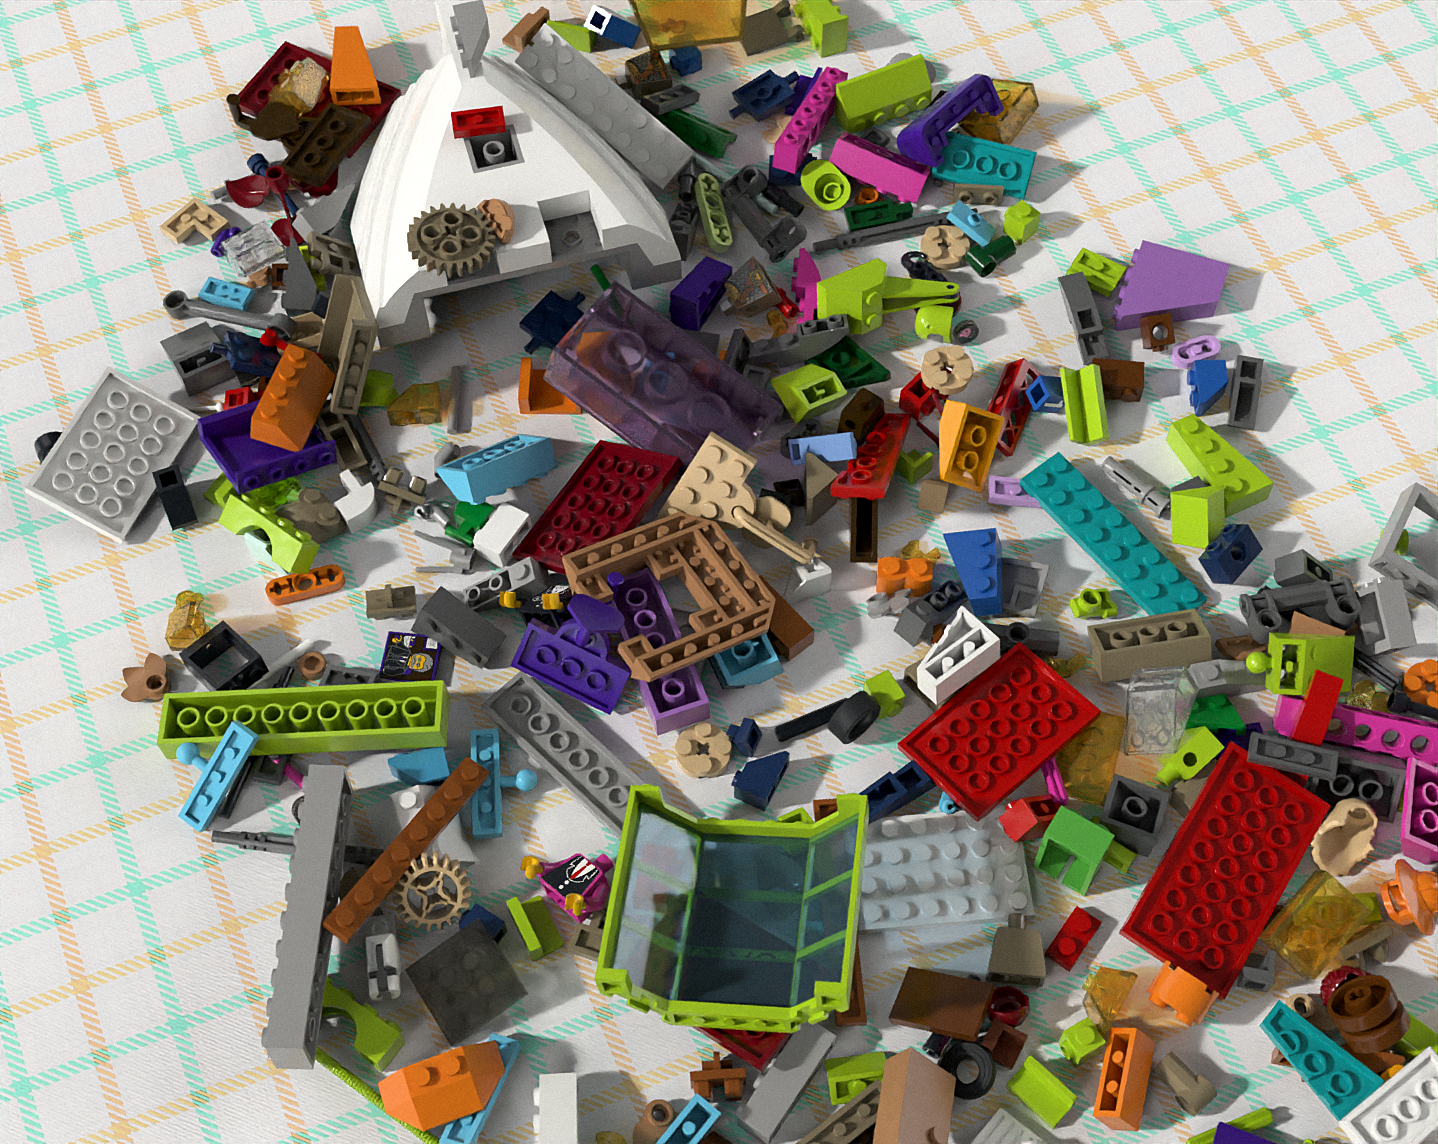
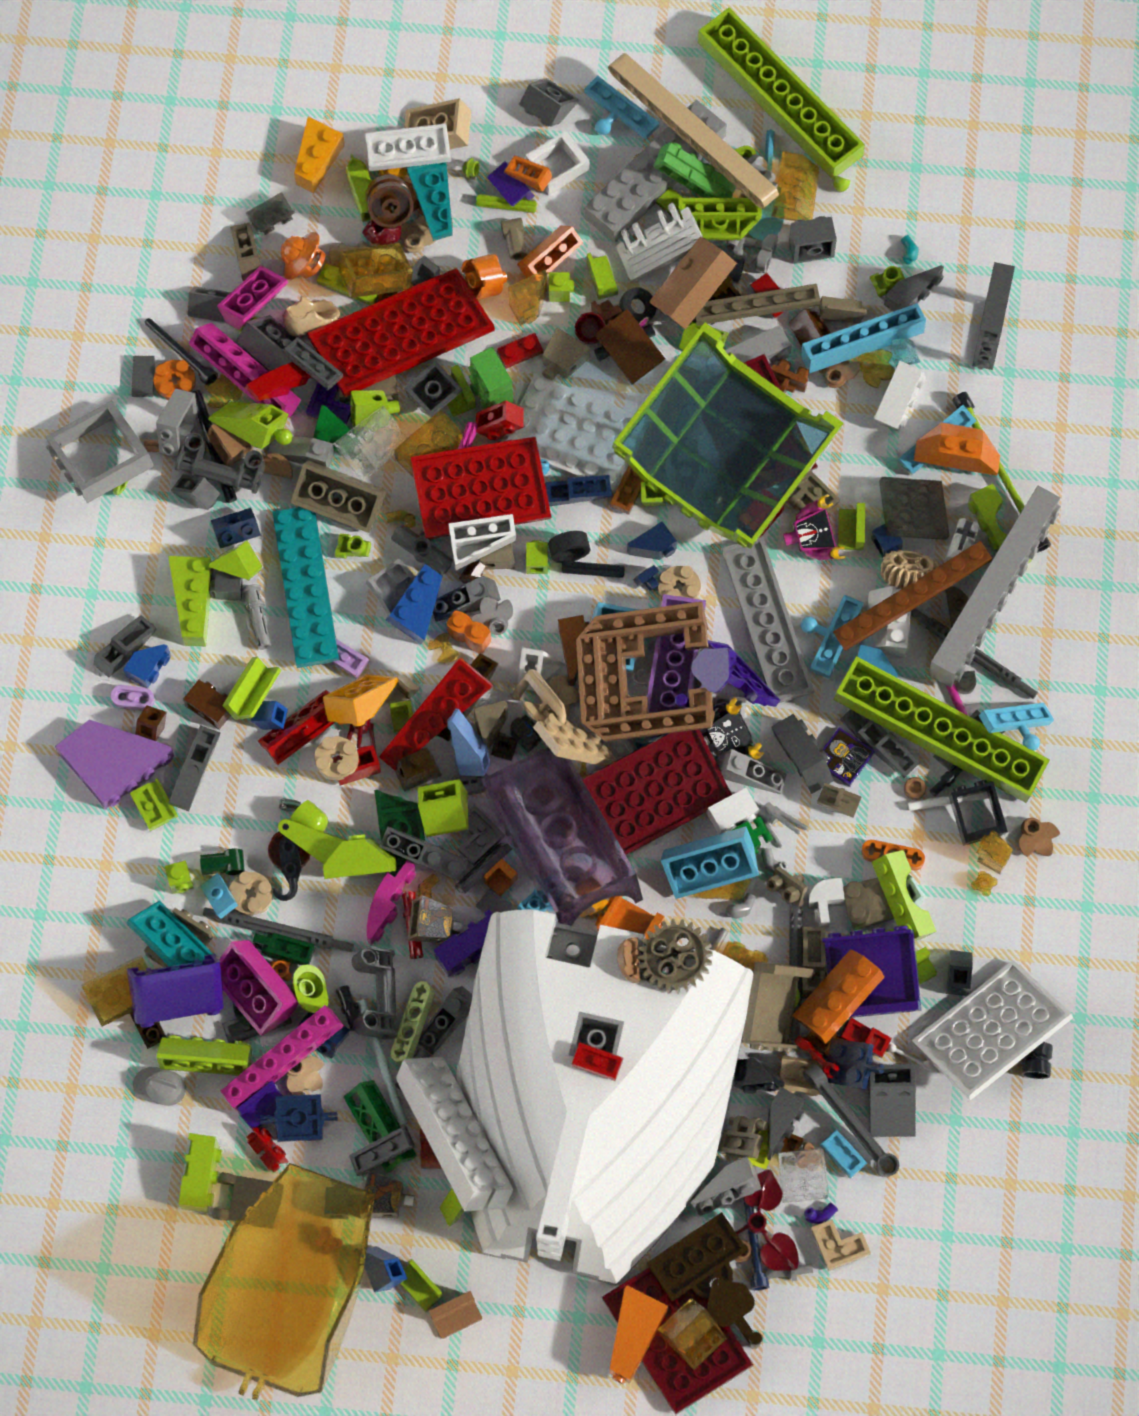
camera: 150 degrees left, 10 degrees up
(473, 33) = (552, 1161): light grey slope -> none
(759, 561) = (567, 694): none -> tan plate
(780, 67) = (262, 1140): none -> red hinge

